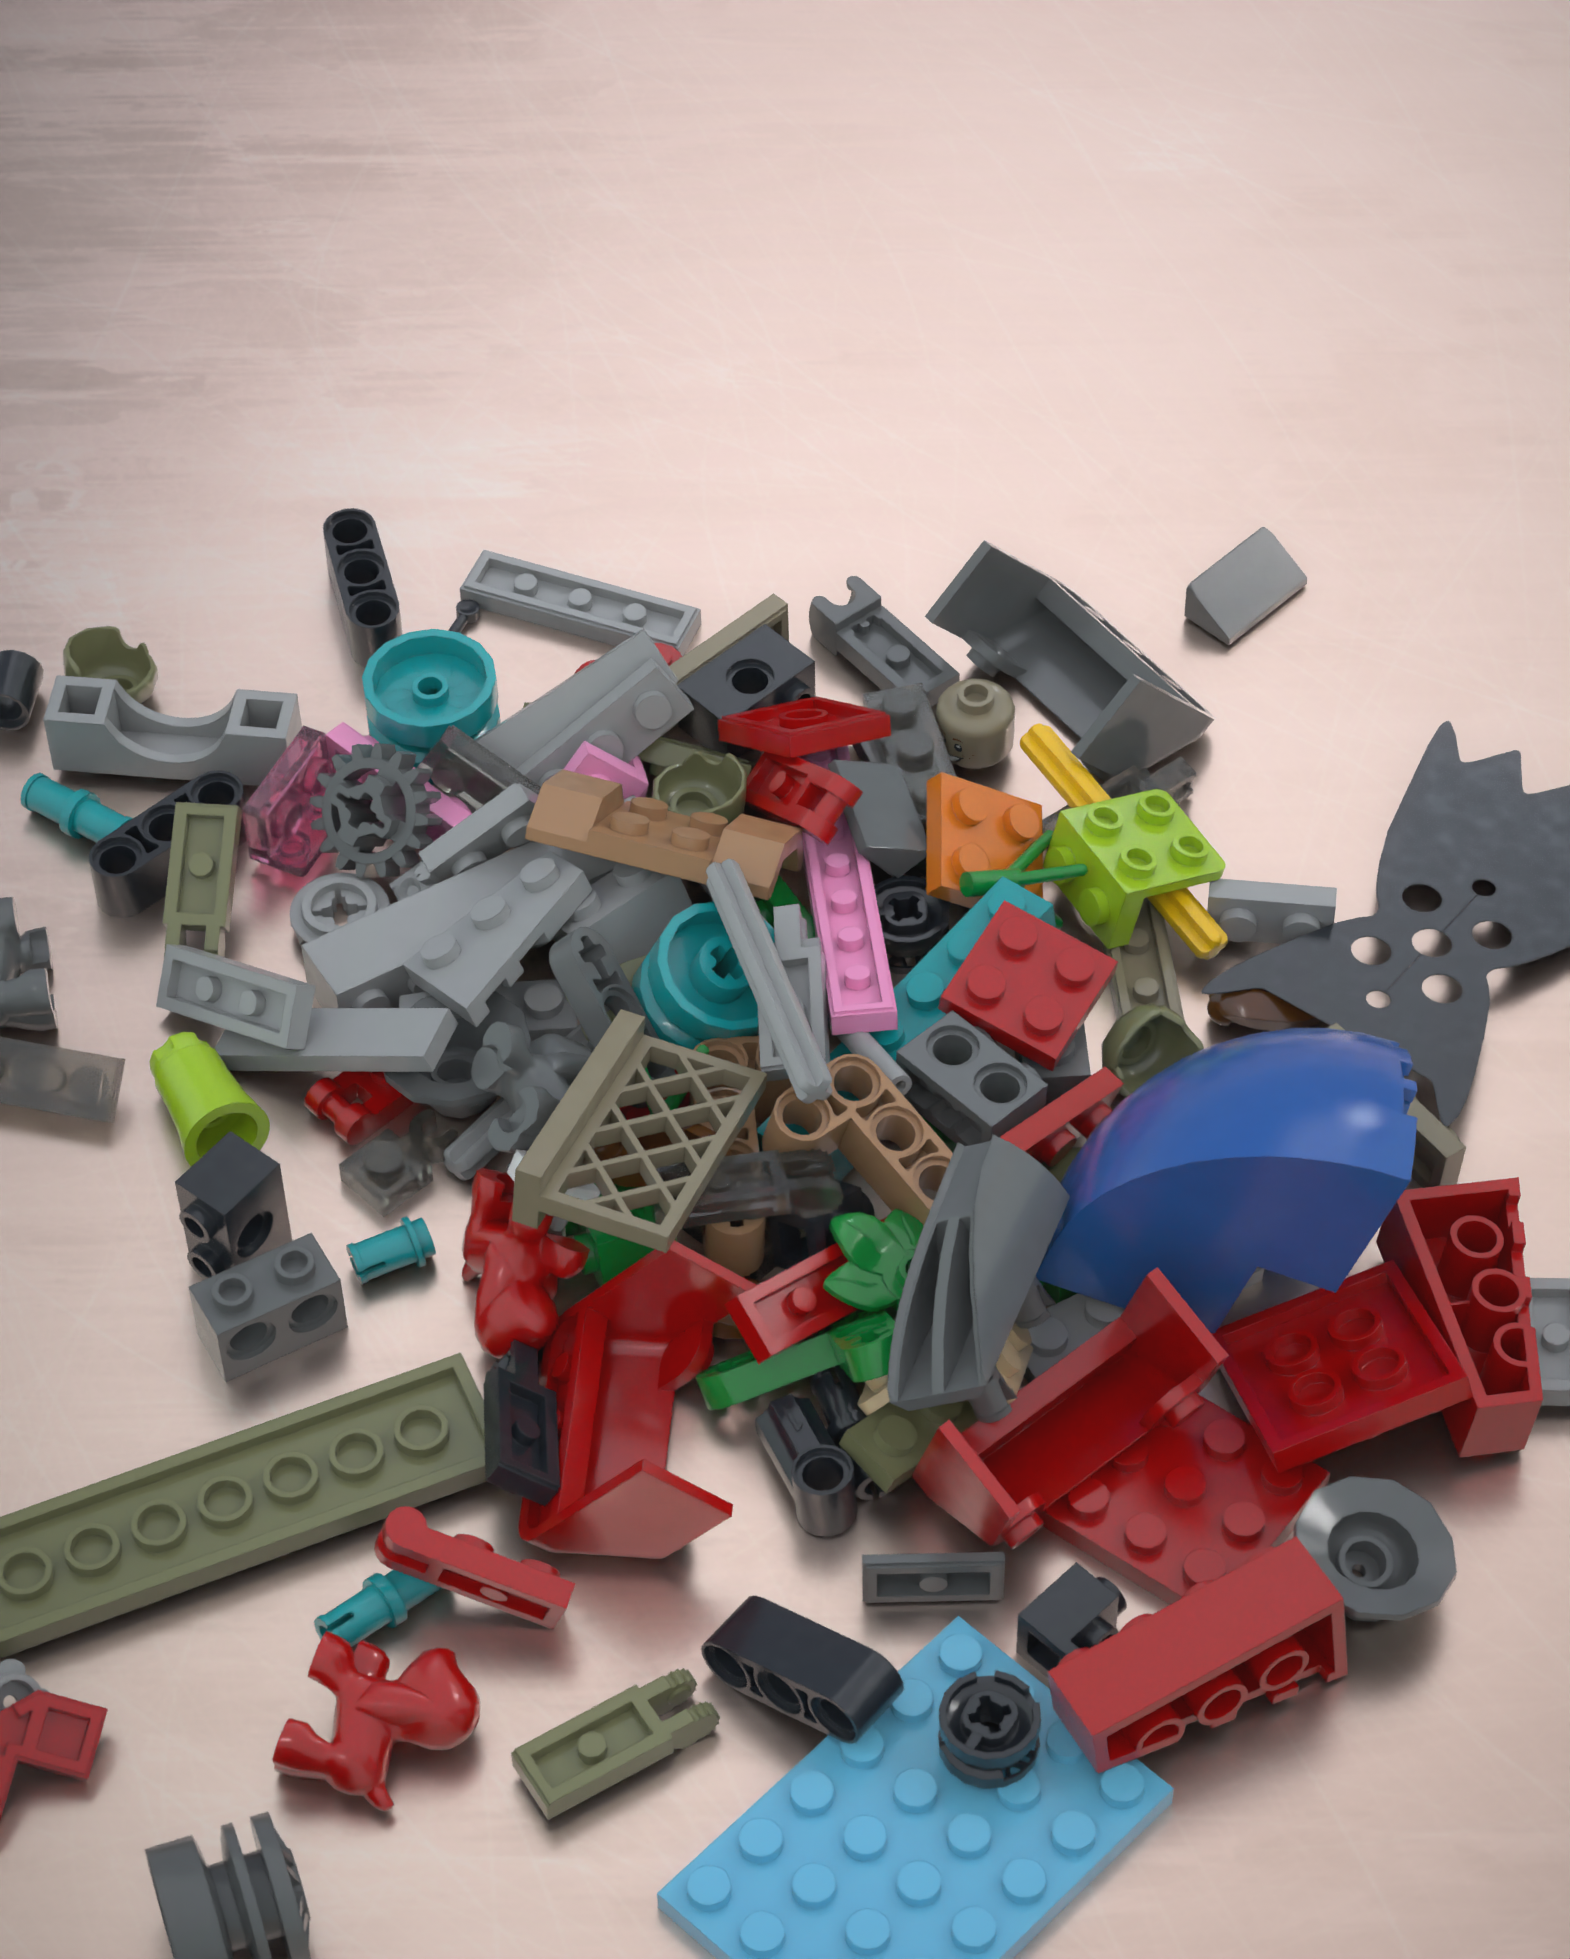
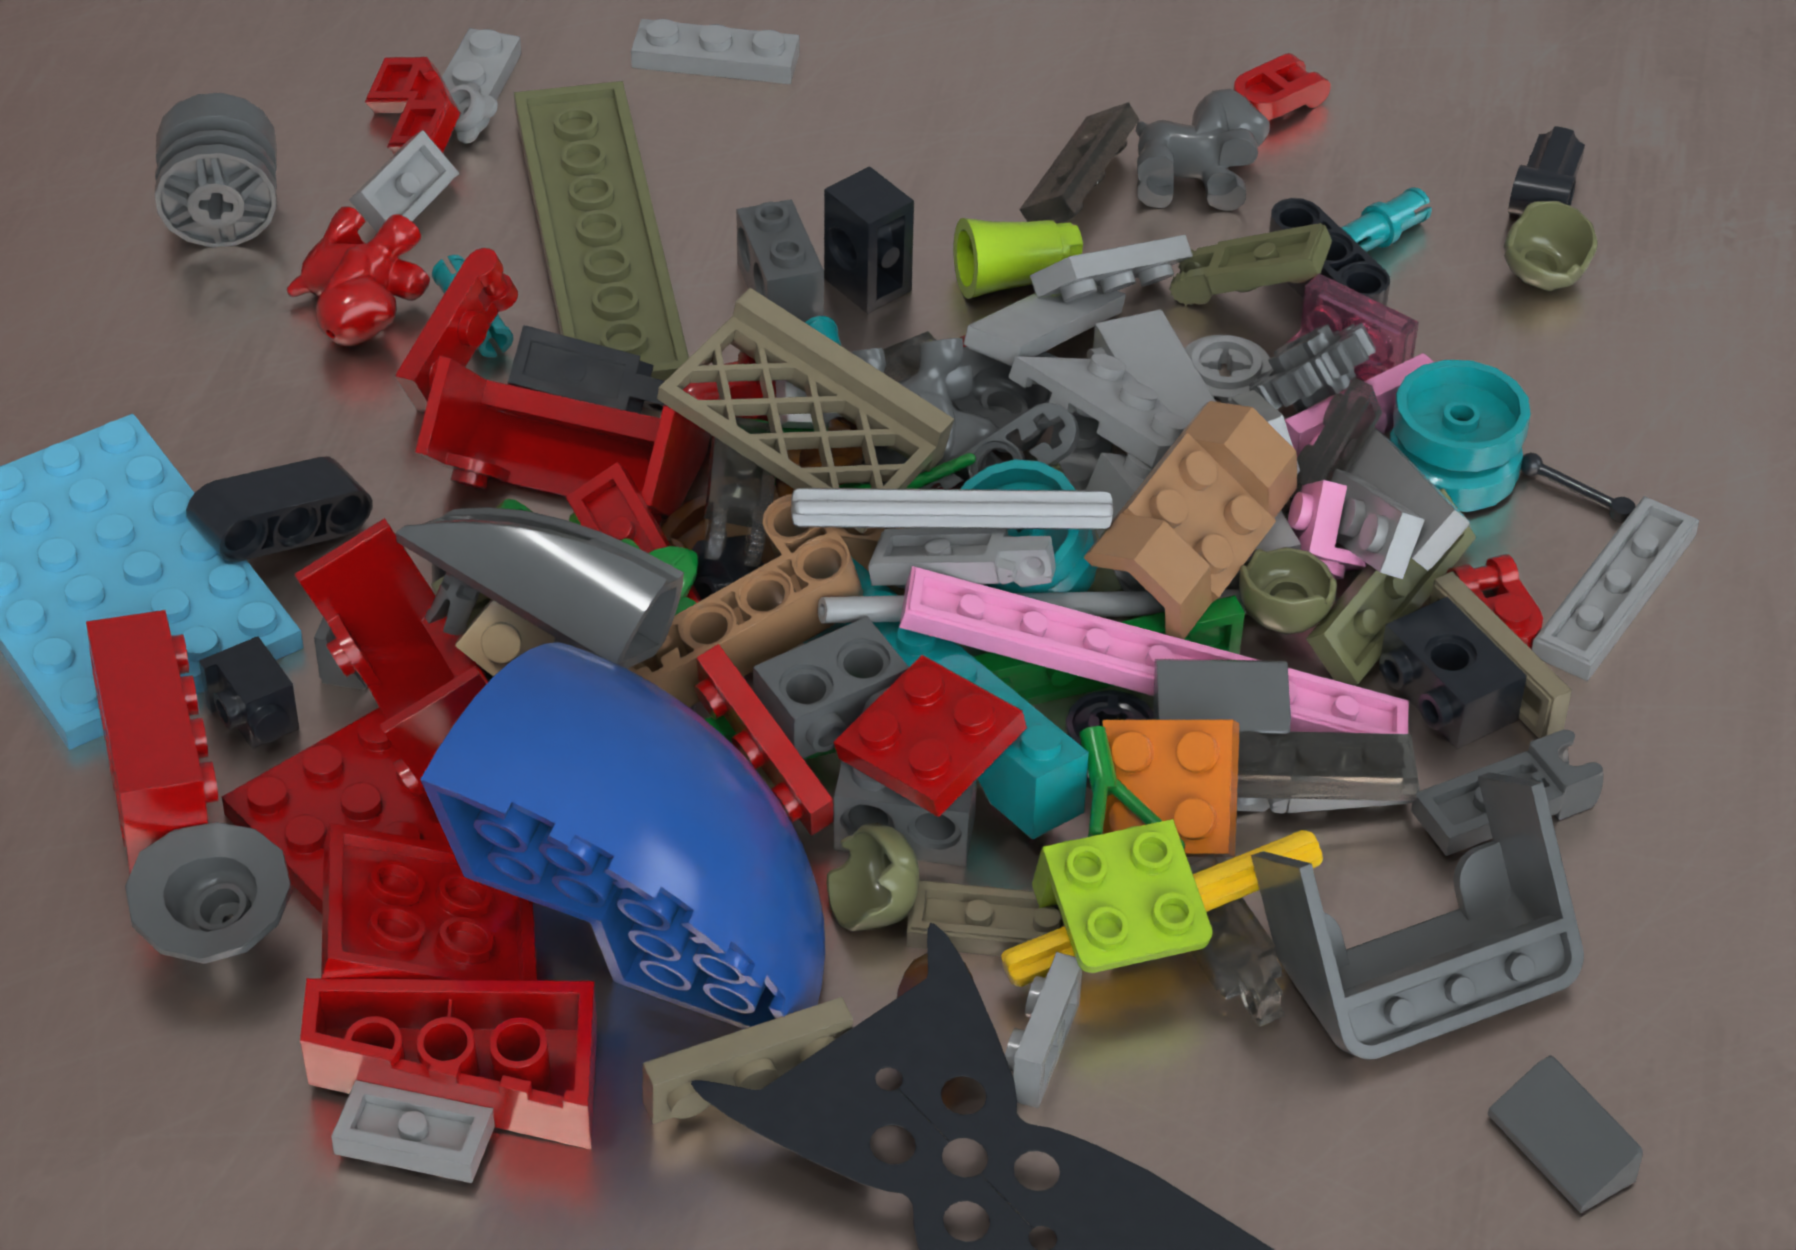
camera: 100 degrees right, 5 degrees down
(104, 730) = (1459, 264): light grey arch -> none
(157, 1721) = (405, 182): none -> light grey plate
(361, 582) = (1645, 423): black beam -> none
(611, 1742) = (279, 404): olive hinge -> none
(800, 794) = (1245, 633): red plate -> none
(804, 726) = (1358, 670): red tile -> none
(976, 722) = (1367, 832): dark tan head -> none
(981, 1750) = (157, 581): black wheel -> none

